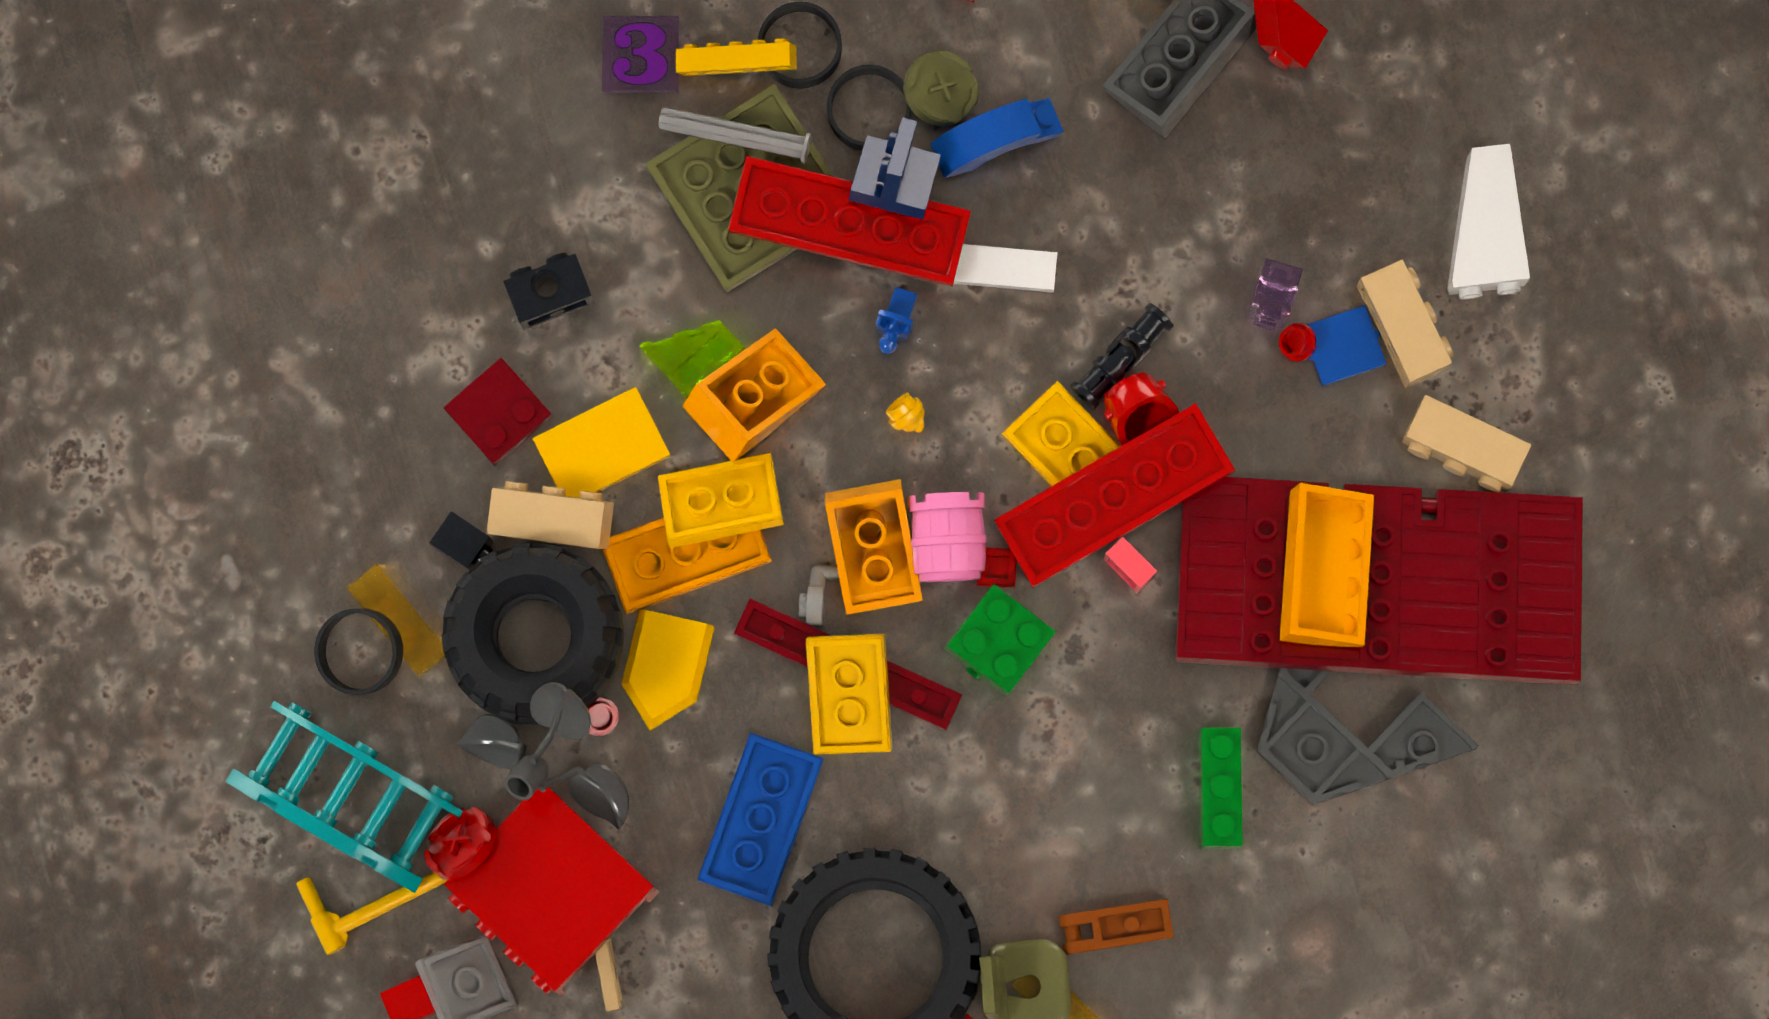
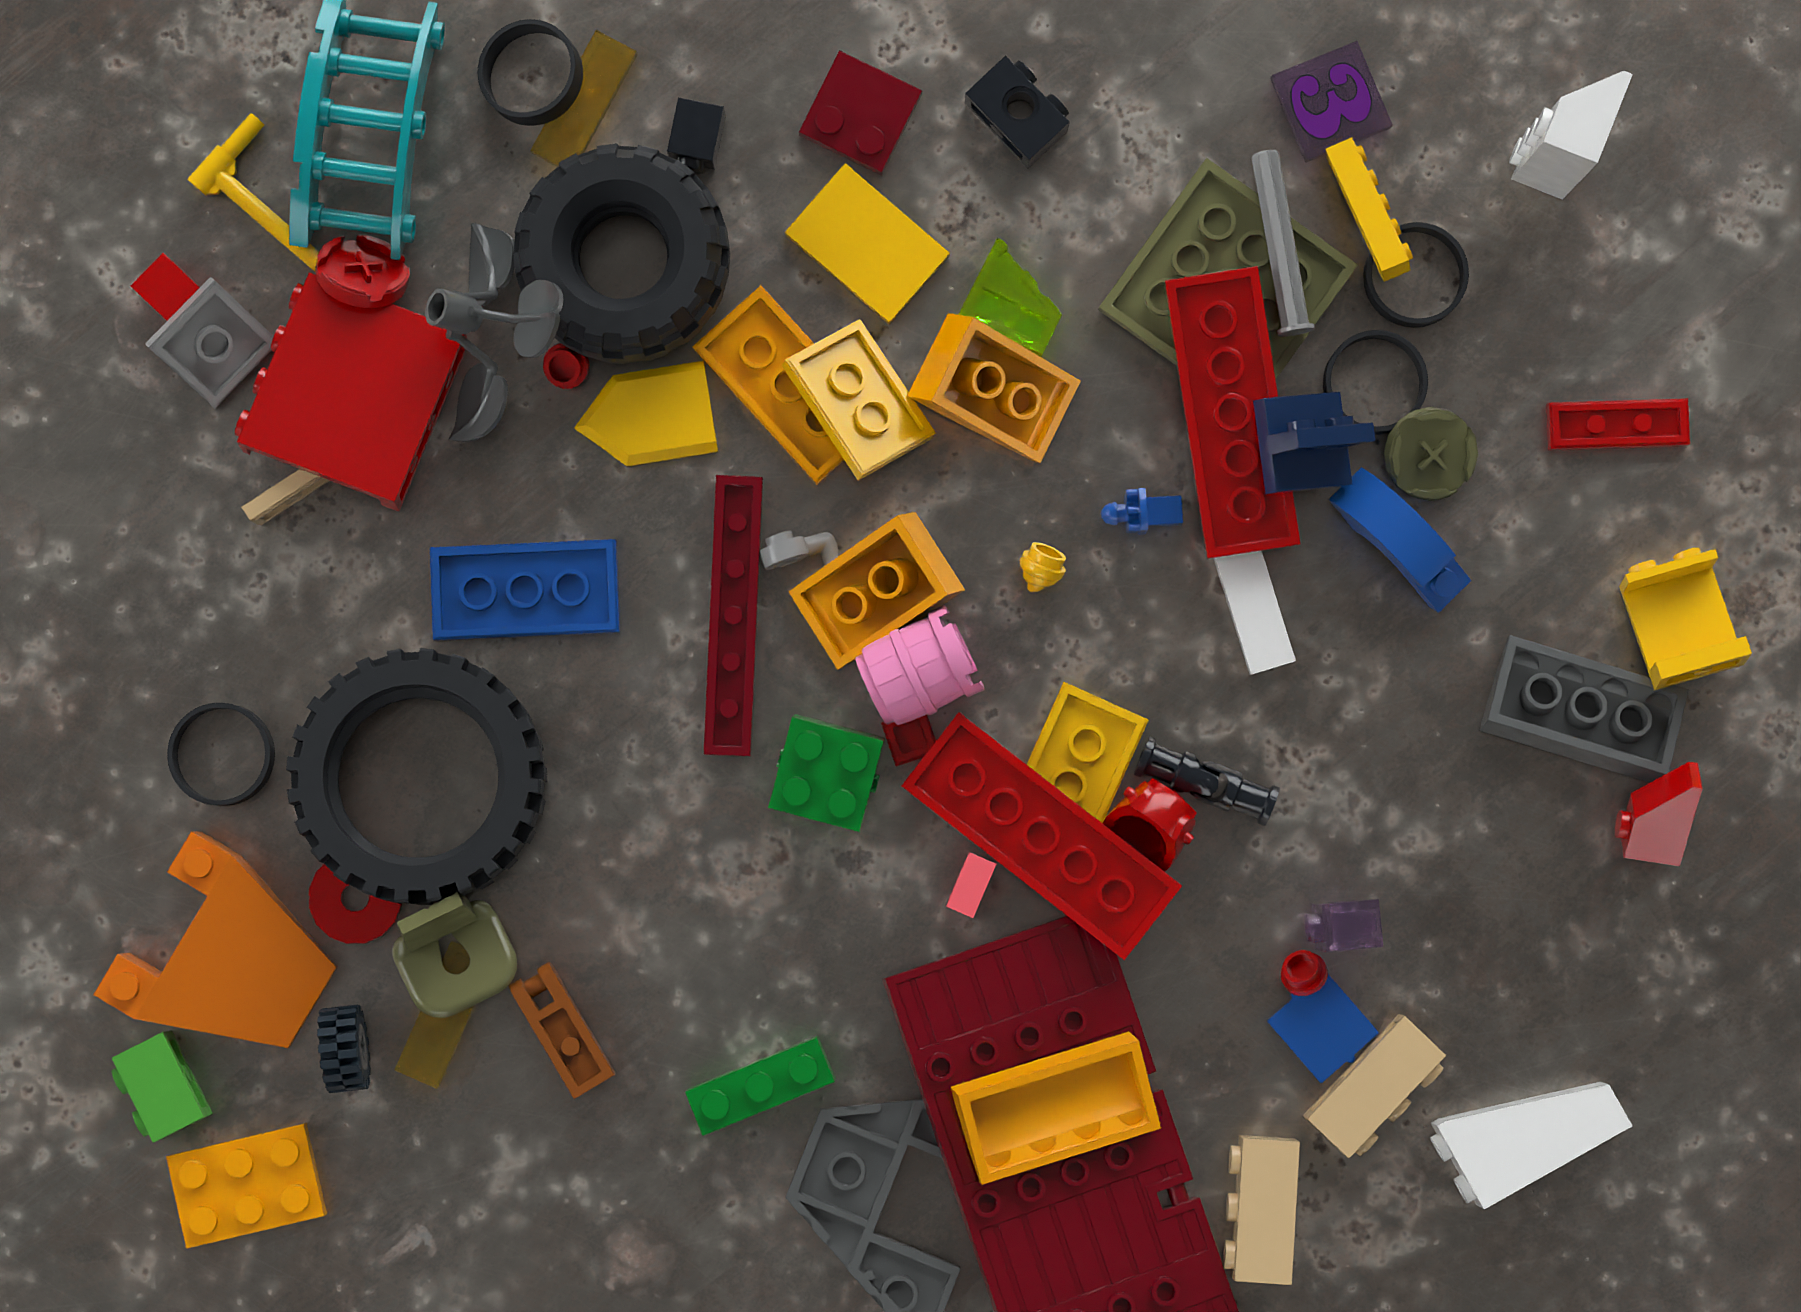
camera: 65 degrees right, 5 degrees up
(550, 516) = (763, 218): tan brick -> none
(849, 694) = (699, 630): yellow tile -> none

